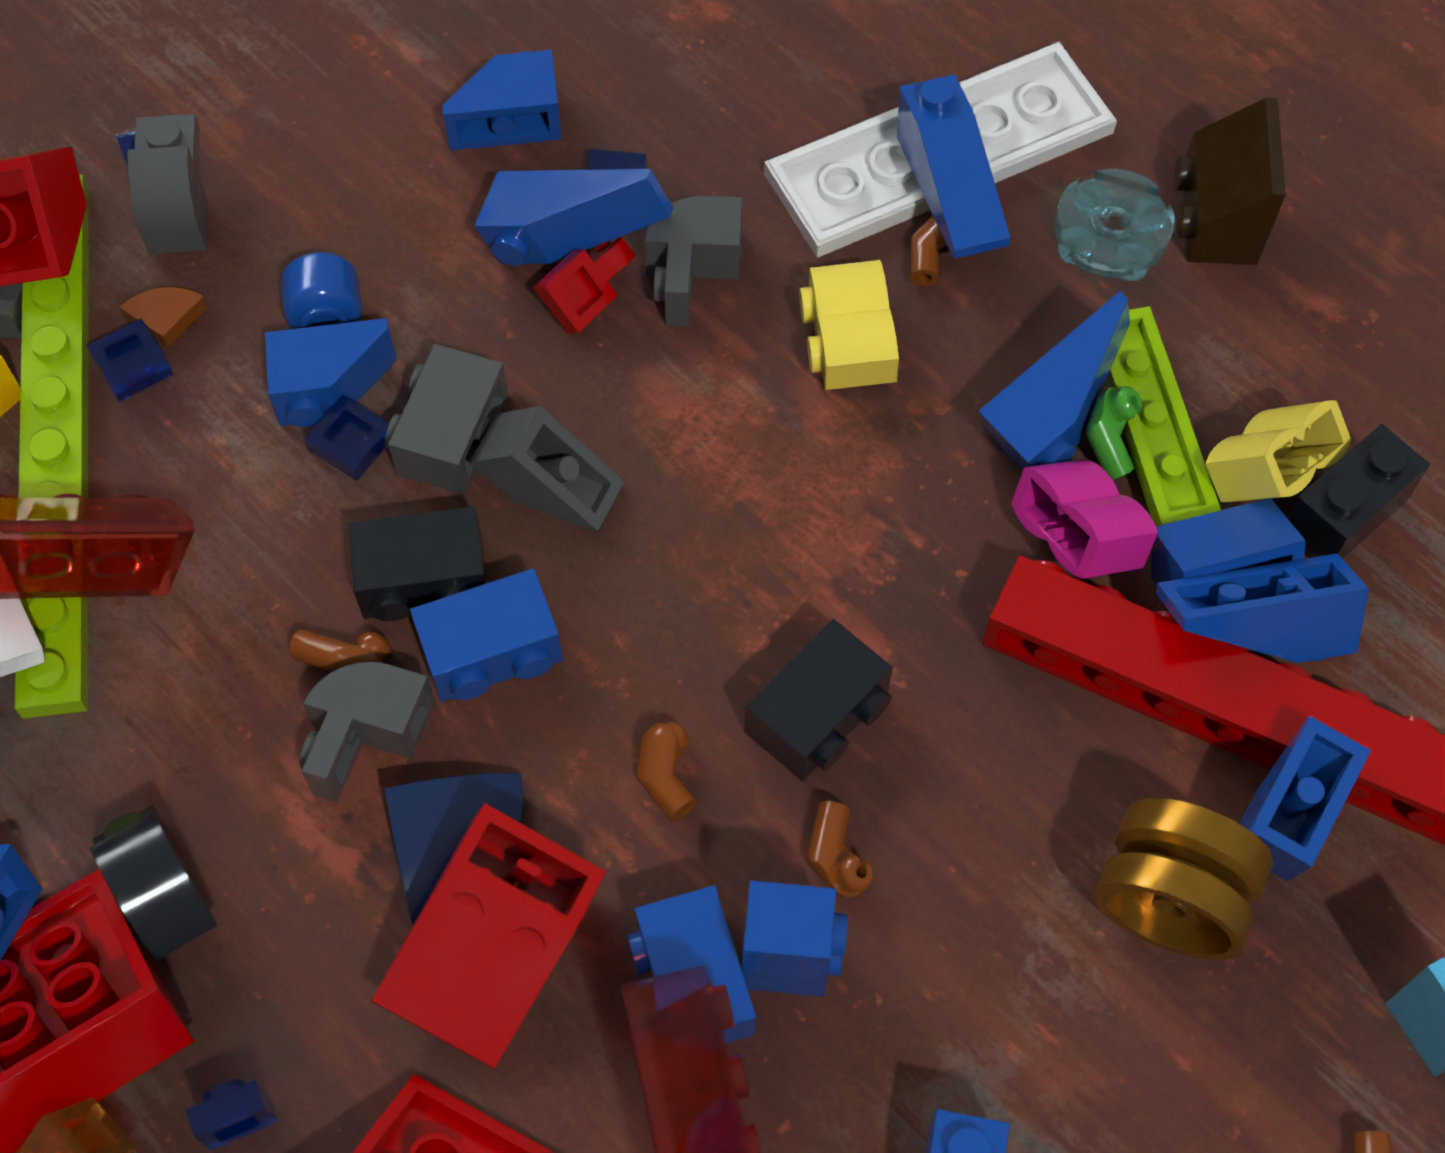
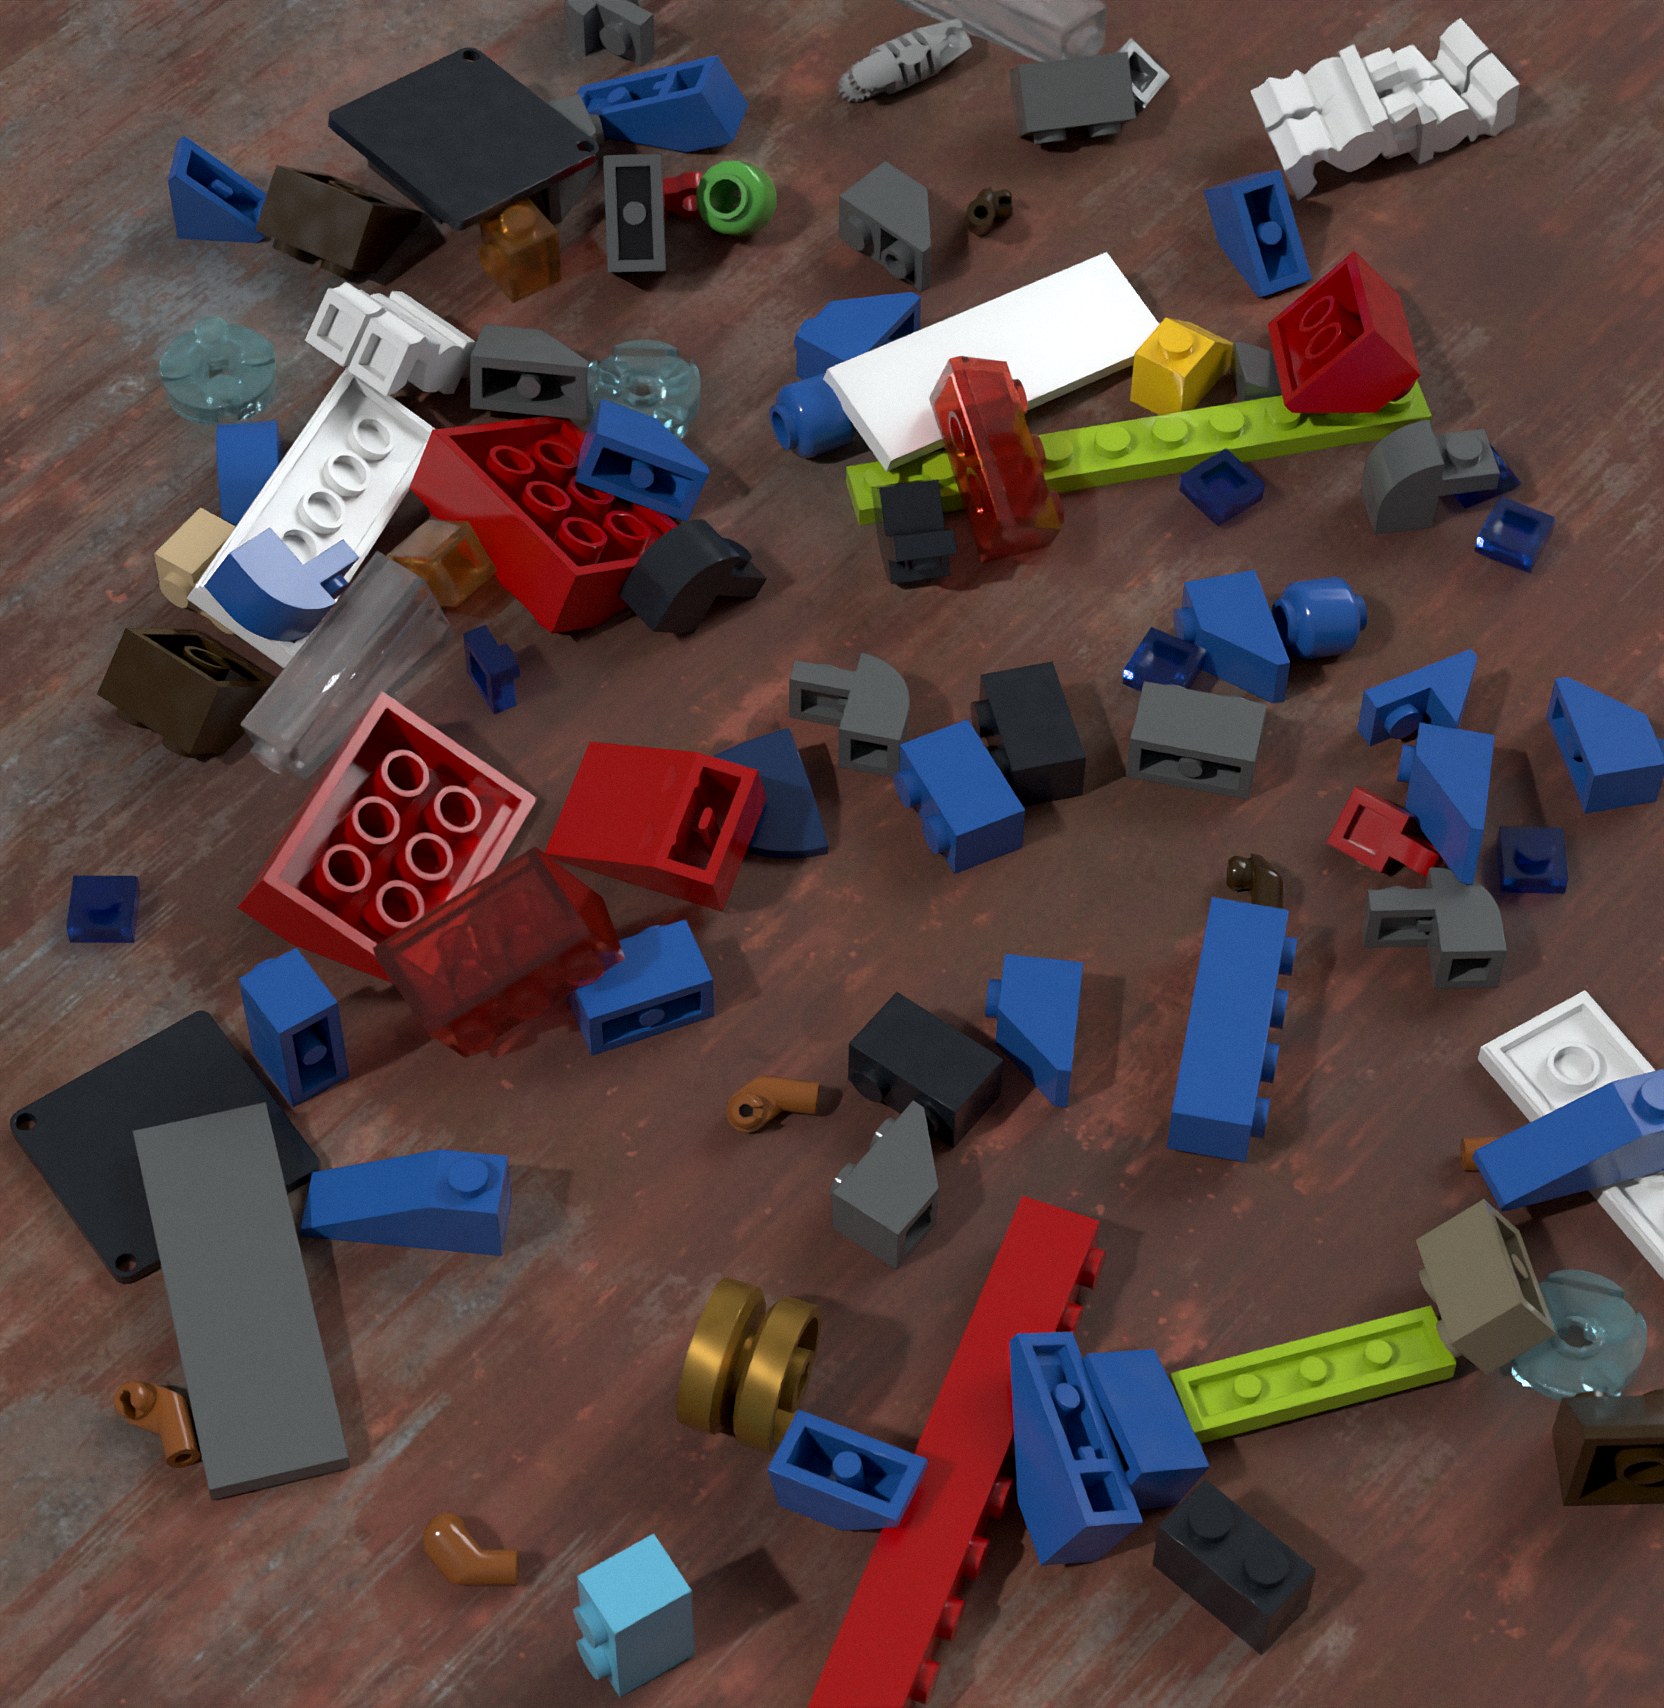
camera: 85 degrees right, 10 degrees down
(129, 647) = (912, 531): none -> black brick
(165, 311) = (1285, 508): dark orange tile -> none
(245, 131) = (1515, 534): none -> clear blue plate
(333, 654) = (925, 690): dark orange arm -> none
(440, 219) = (1426, 695): none -> blue slope
(547, 468) = (1150, 827): dark grey slope -> none
(624, 387) = (1257, 877): none -> dark brown arm
(657, 767) = (838, 950): dark orange arm -> none
(771, 590) = (1038, 1019): none -> blue slope
(792, 938) = (663, 1039): blue brick -> none
(797, 428) = (1229, 1030): none -> blue brick
(851, 325) = (1377, 1078): light yellow brick -> none
(955, 738) = (892, 1192): none -> dark grey slope
(1050, 403) = (1315, 1266): blue slope -> none
(1084, 518) = (1158, 1287): dark pink brick -> none
(1089, 269) = (1483, 1288): none -> dark tan brick
(1106, 425) = (1282, 1317): bright green arm -> none
(1278, 452) = (1256, 1462): light yellow brick -> none

